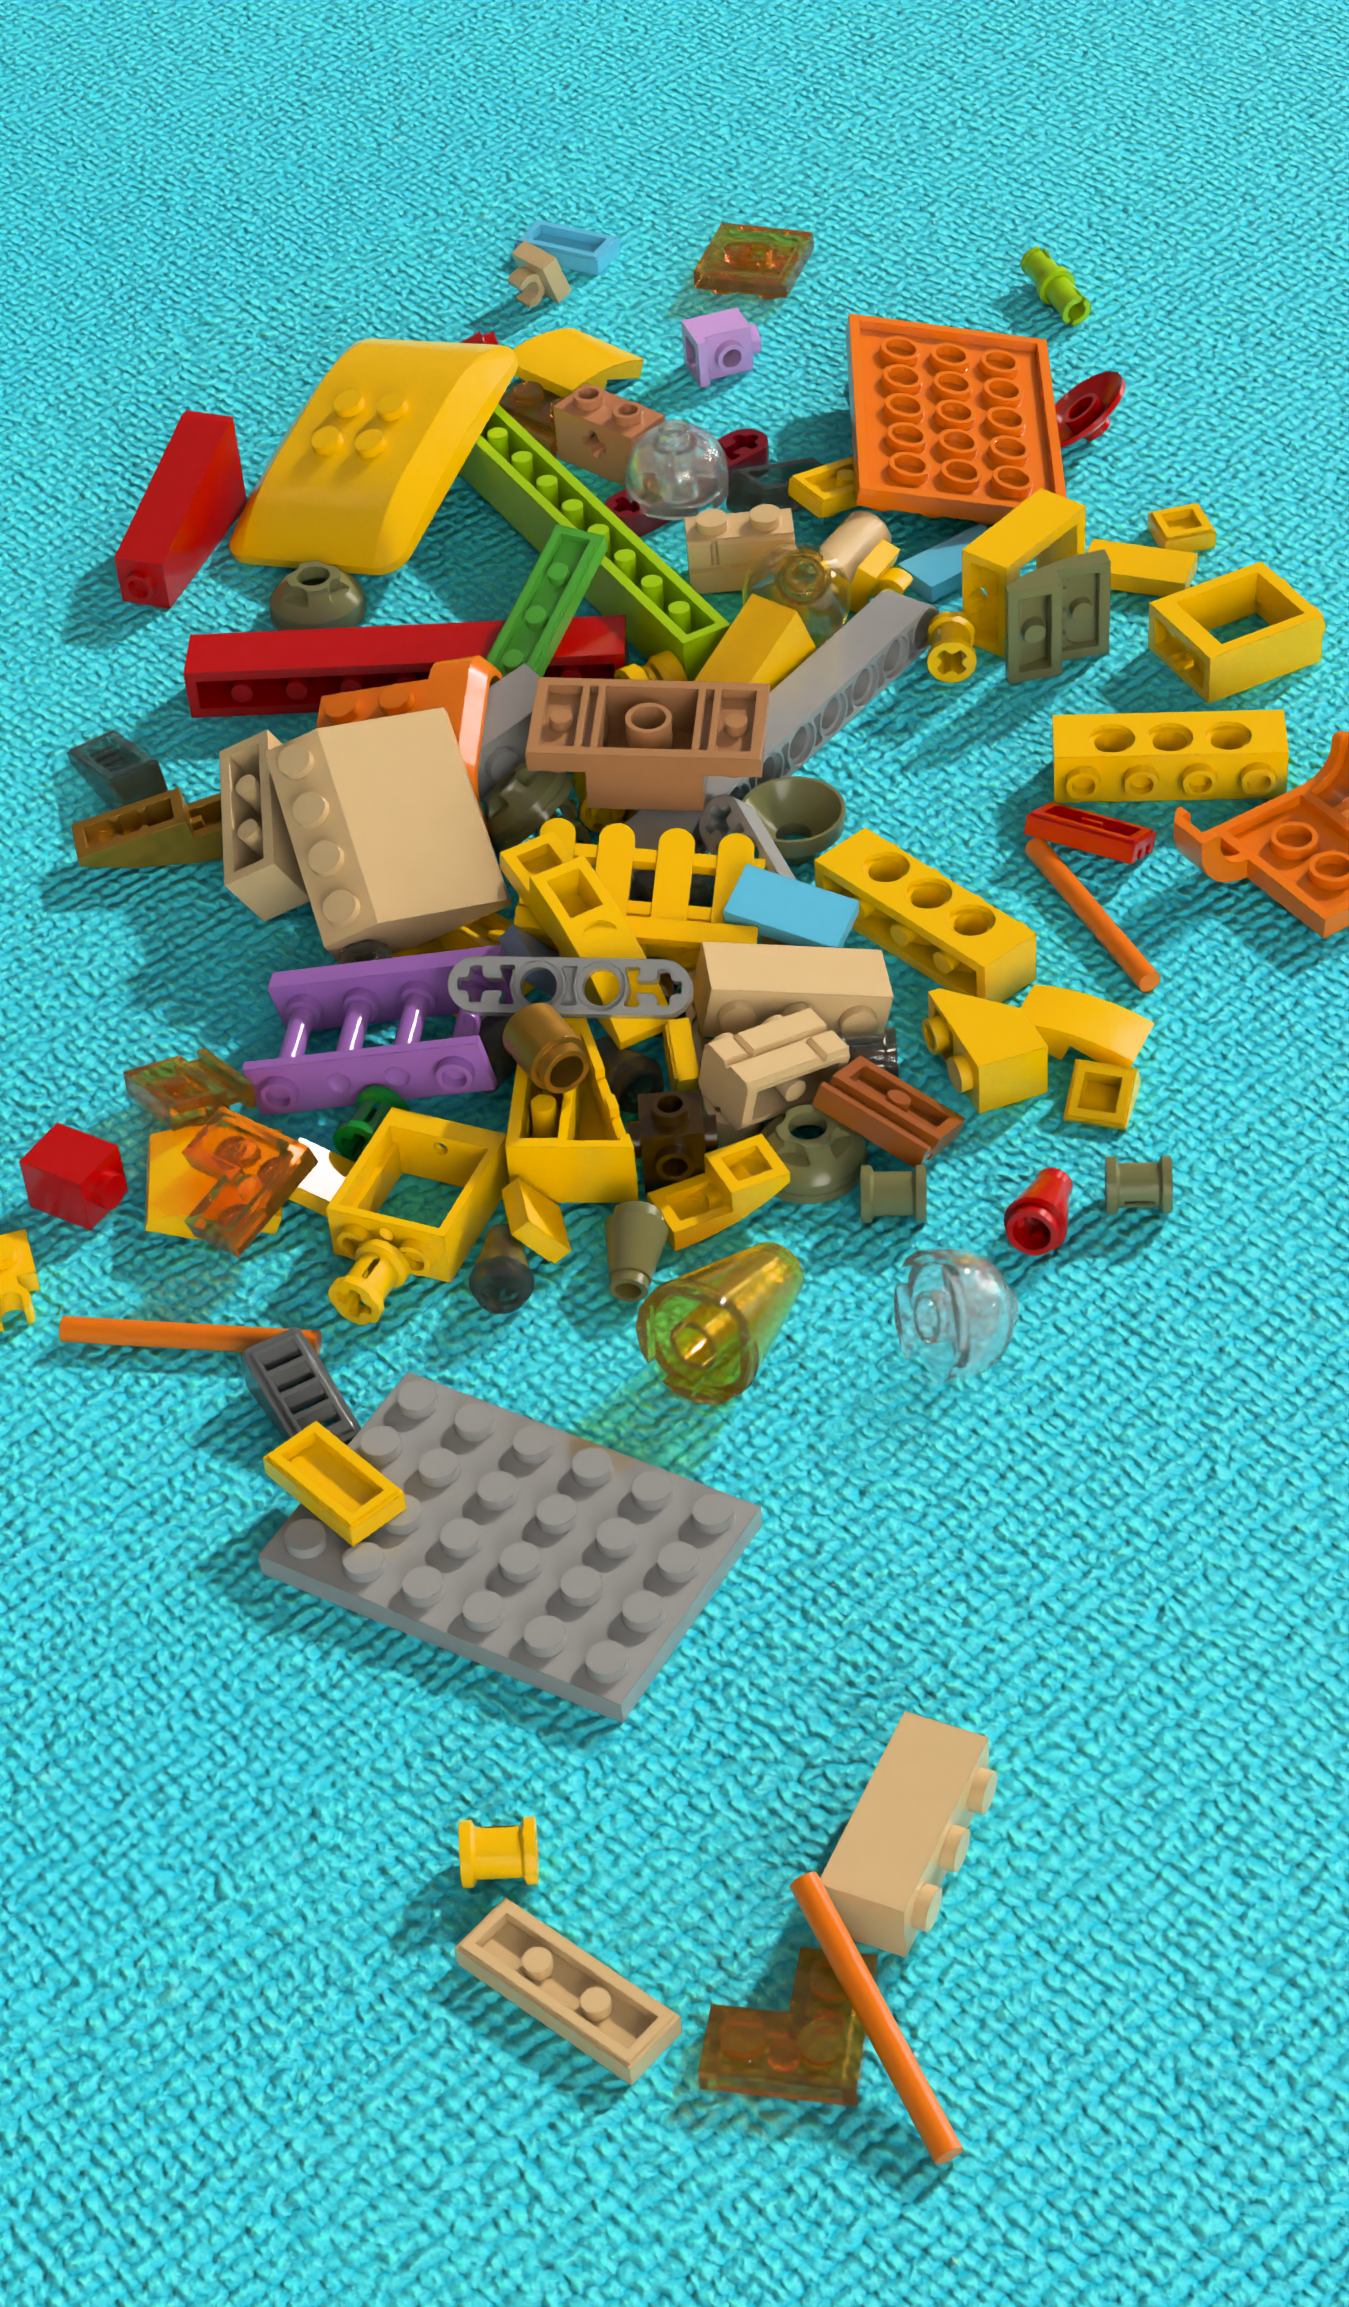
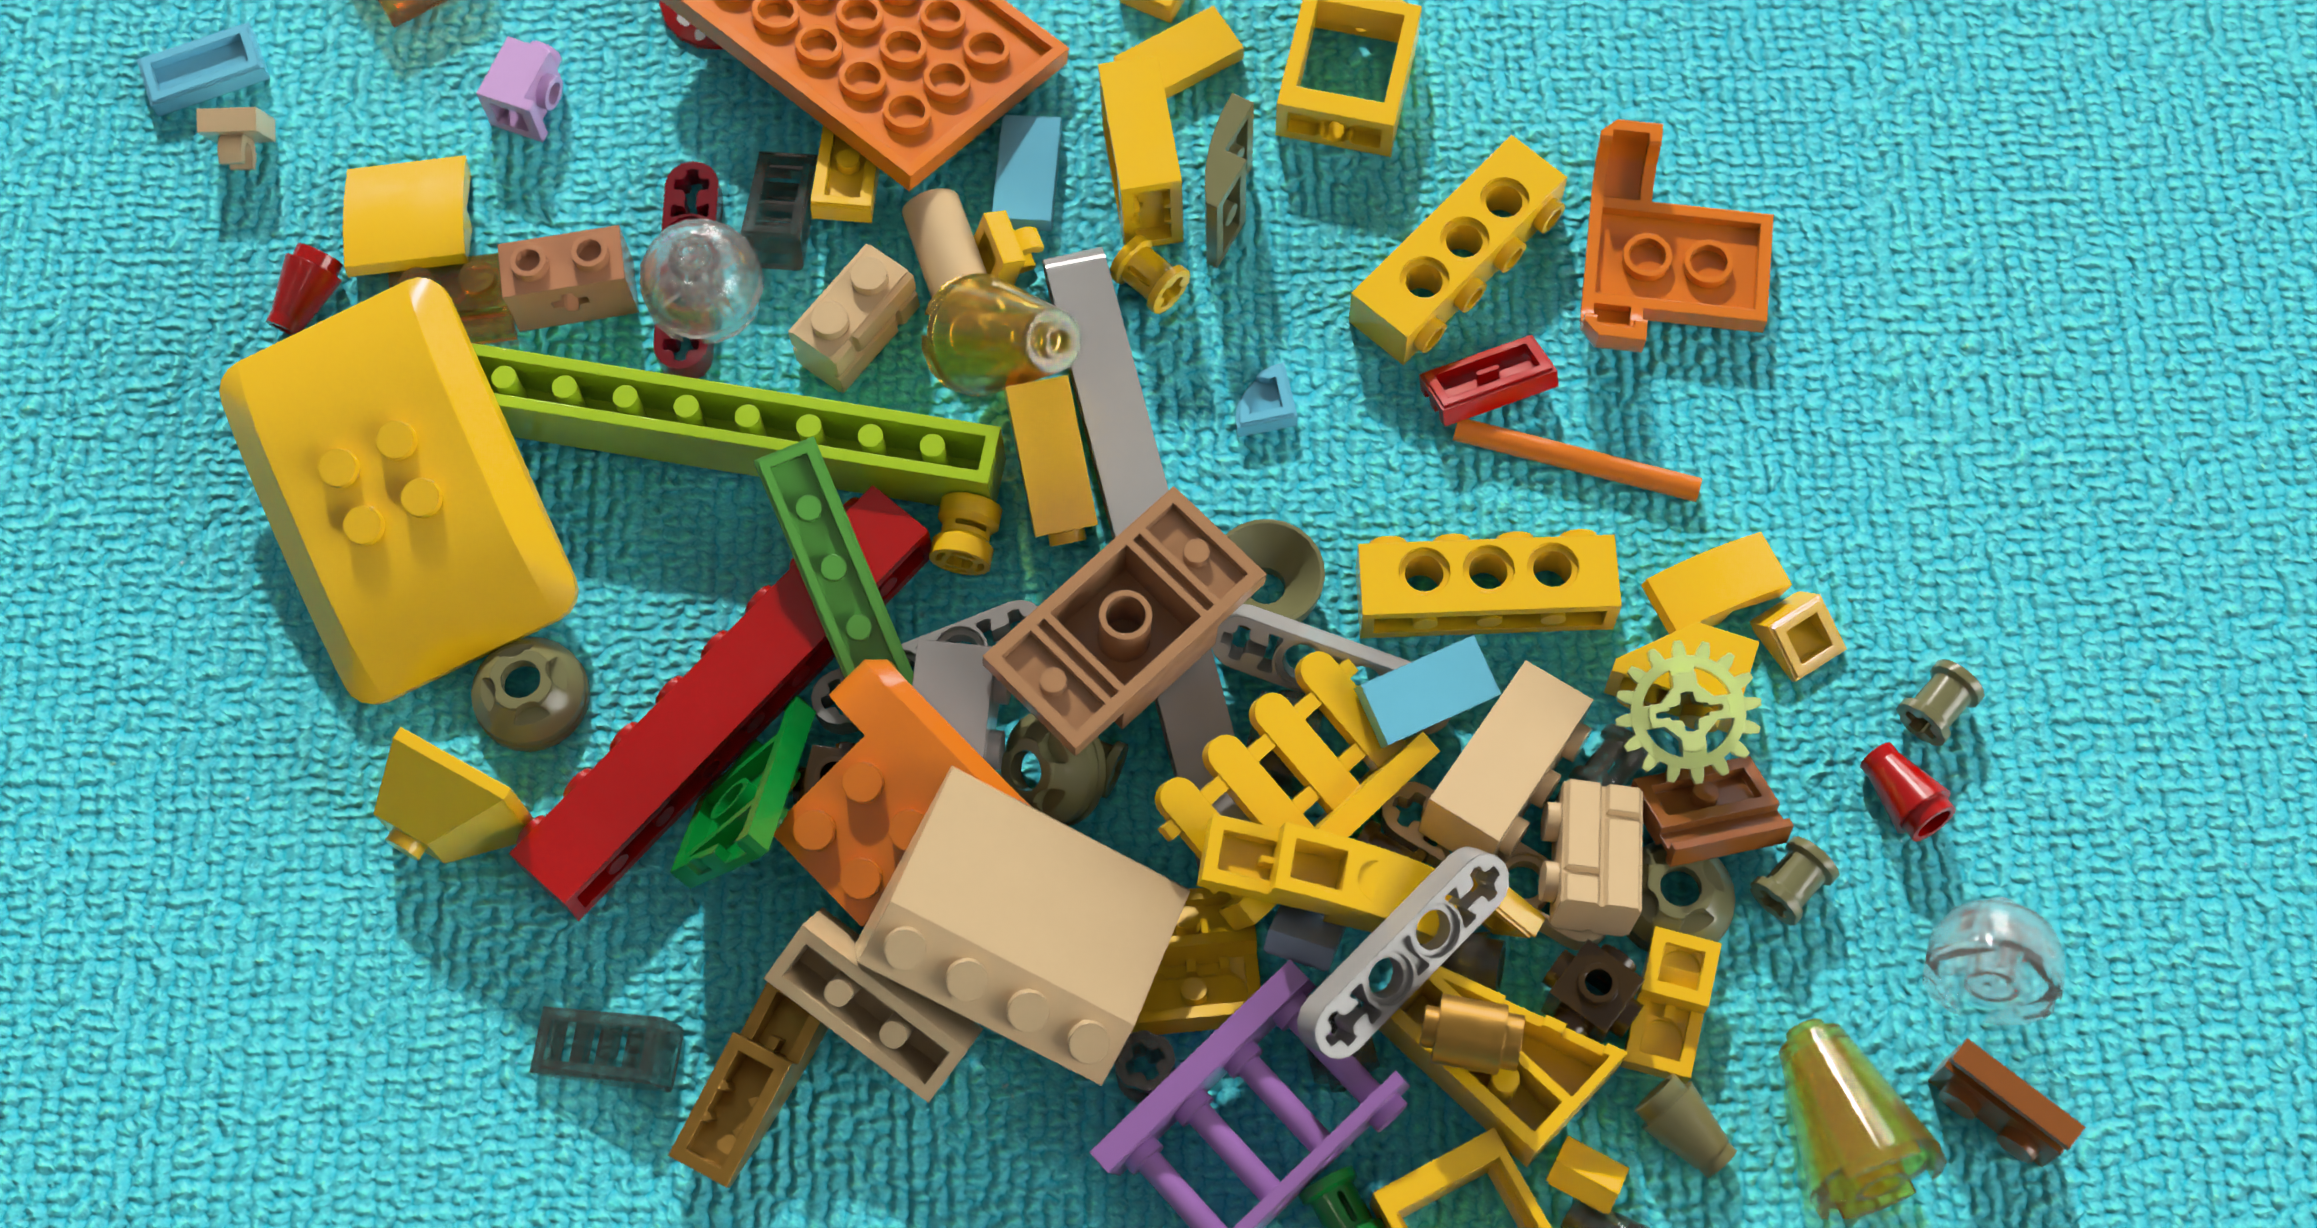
camera: 50 degrees left, 25 degrees up
(183, 511) = (290, 714): red slope -> none
(188, 591) = (444, 804): none -> yellow slope
(305, 672) = (745, 804): none -> green wing
(840, 1375) = (2023, 1118): none -> plate
(932, 760) = (1266, 403): none -> medium azure tile
(934, 1028) = (1684, 681): none -> yellowish green gear

